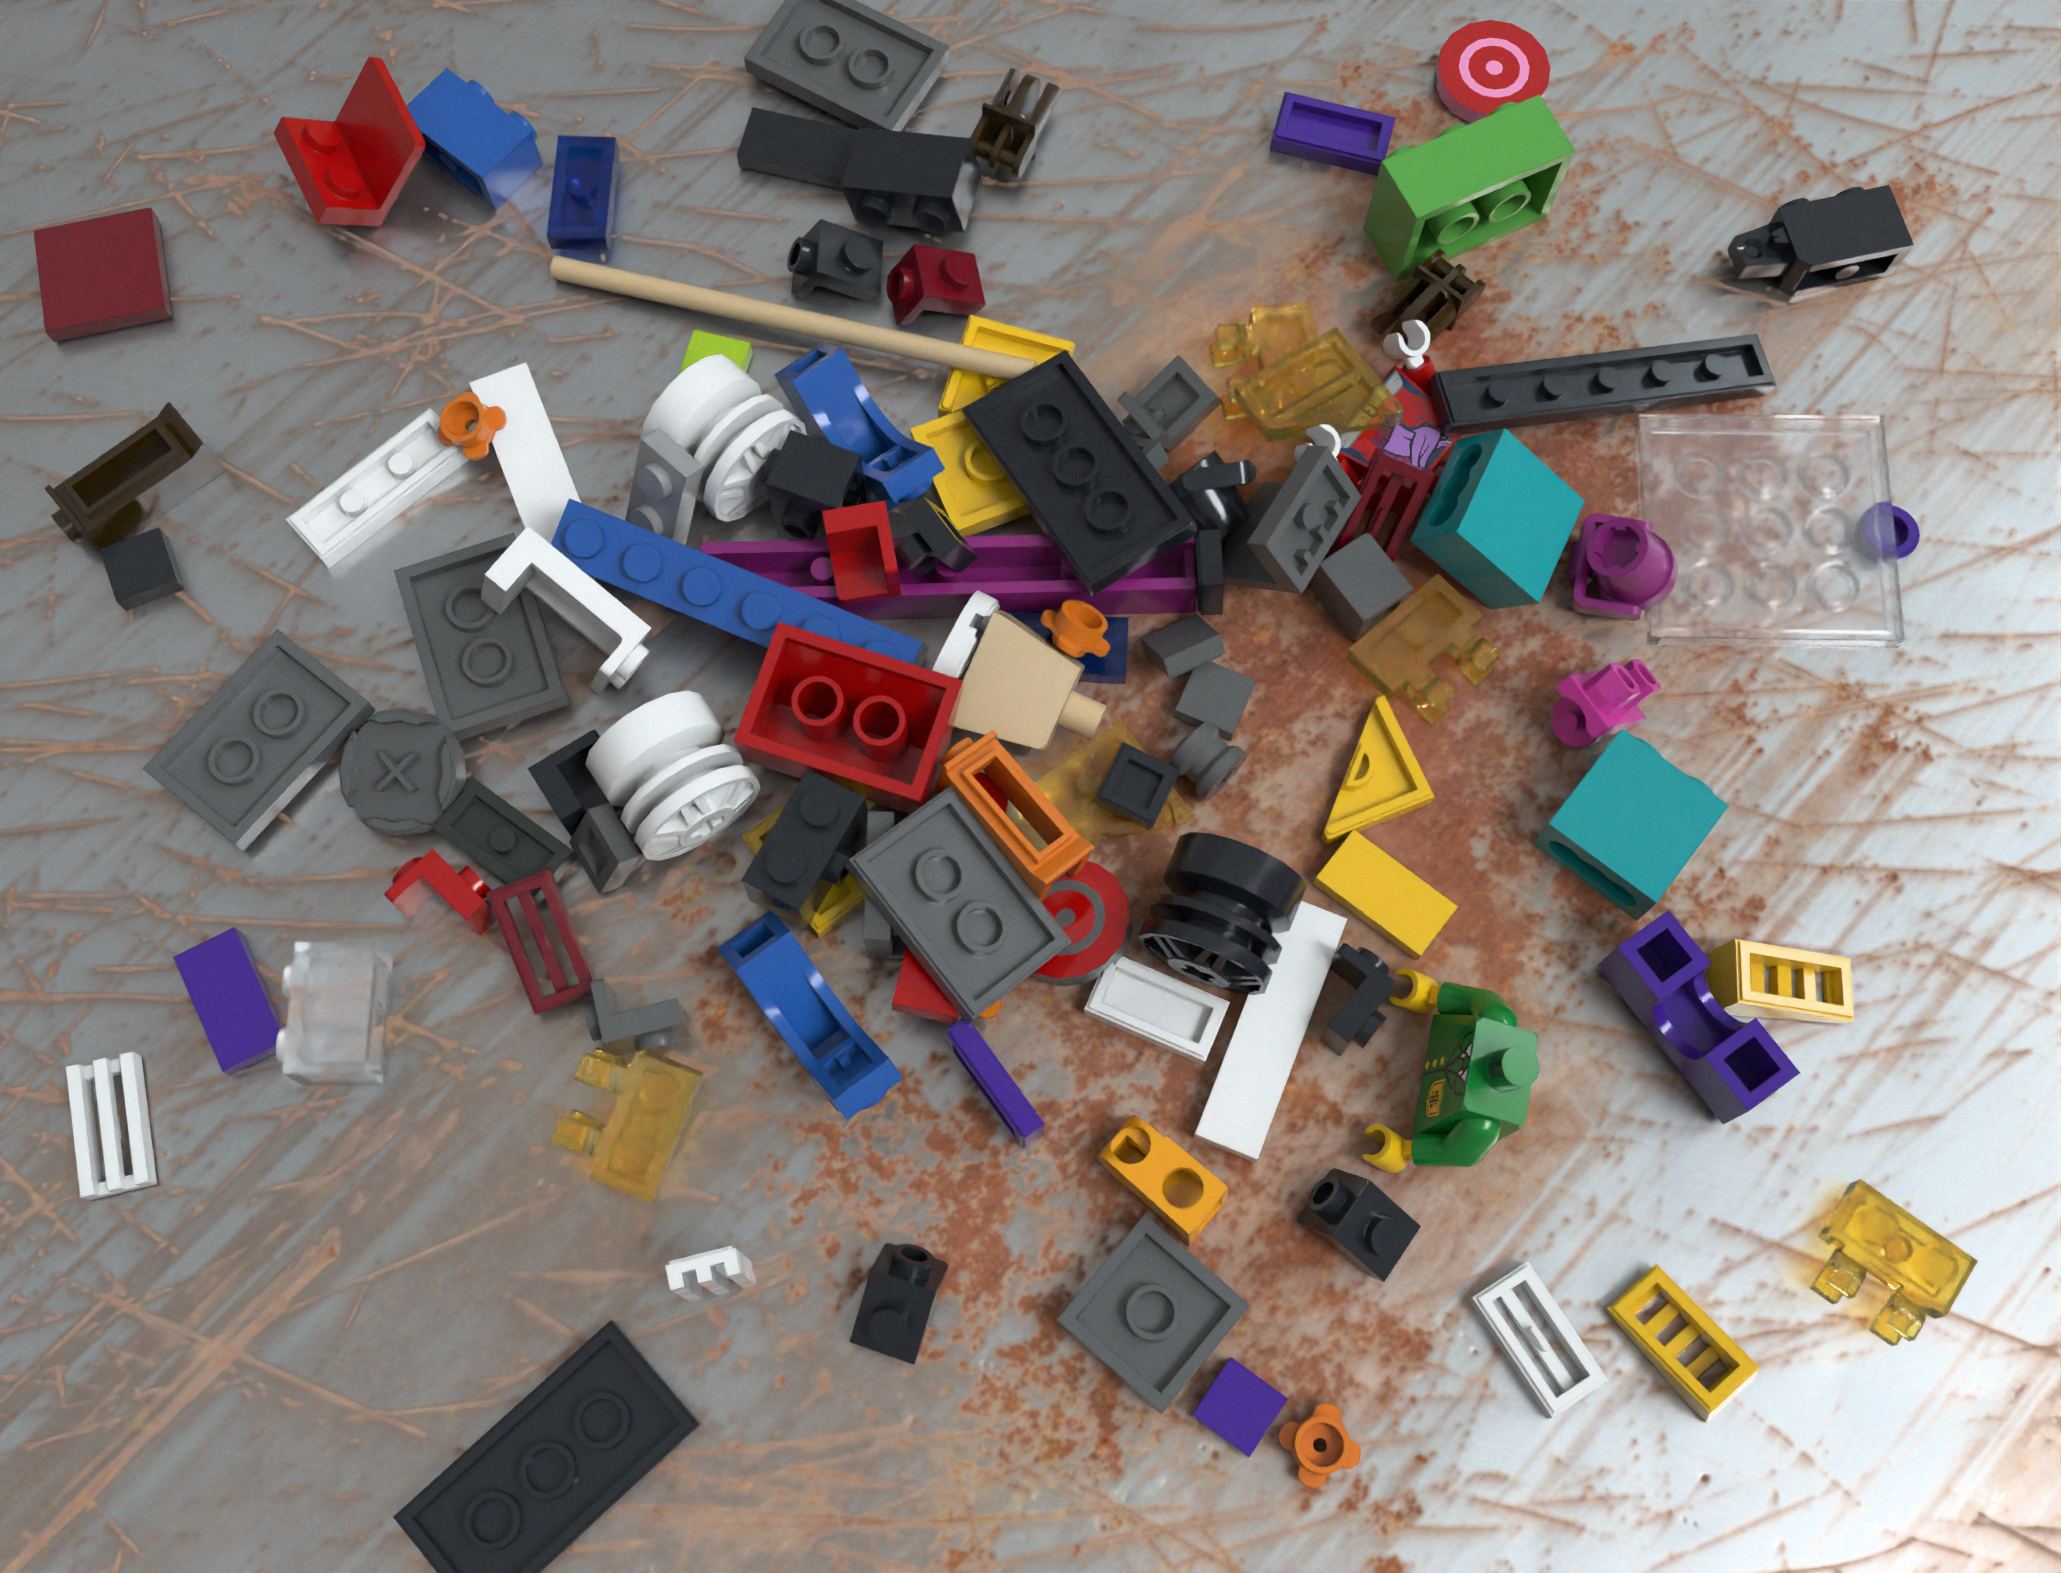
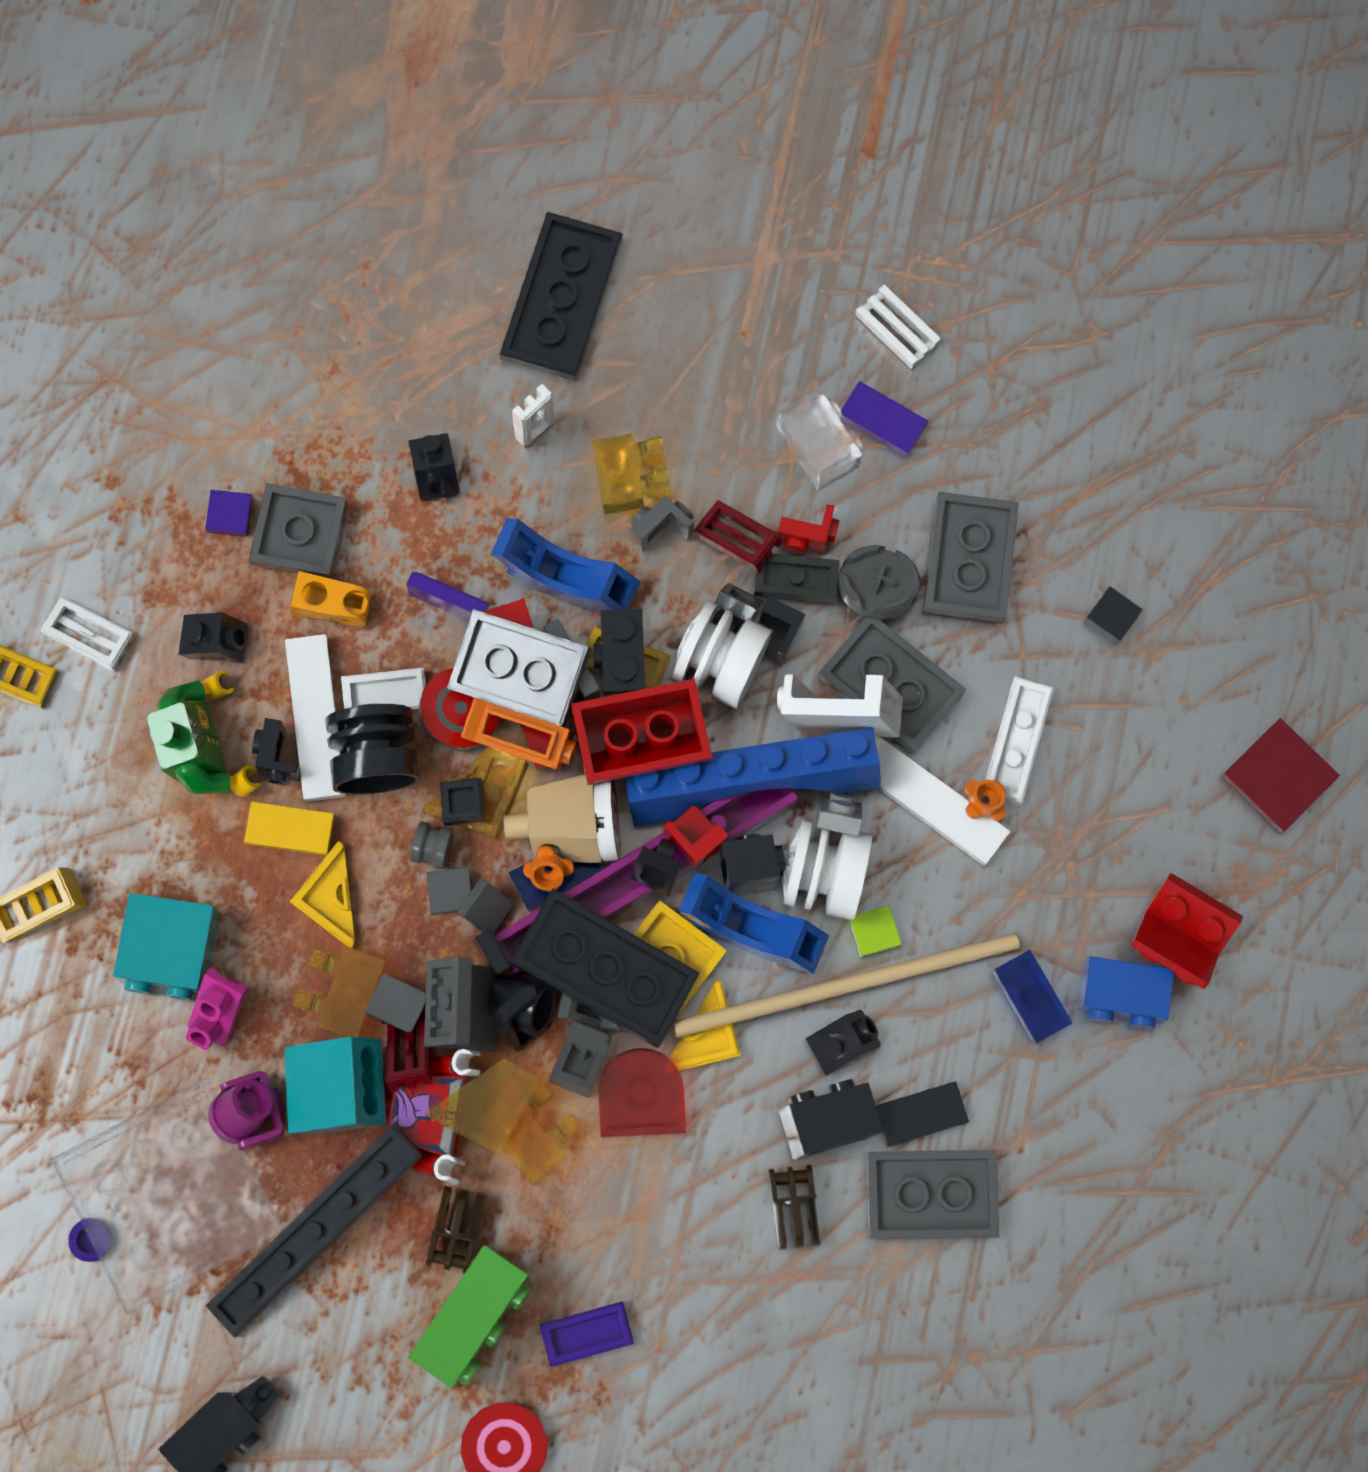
camera: 145 degrees right, 5 degrees up
(134, 482) = (1132, 687): dark brown window -> none
(934, 282) = (774, 1062): dark red bracket -> none
(1118, 331) = (641, 1095): none -> clear red tile
(1339, 1450) = (176, 505): orange plate -> none
(1665, 986) = (77, 845): dark purple arch -> none

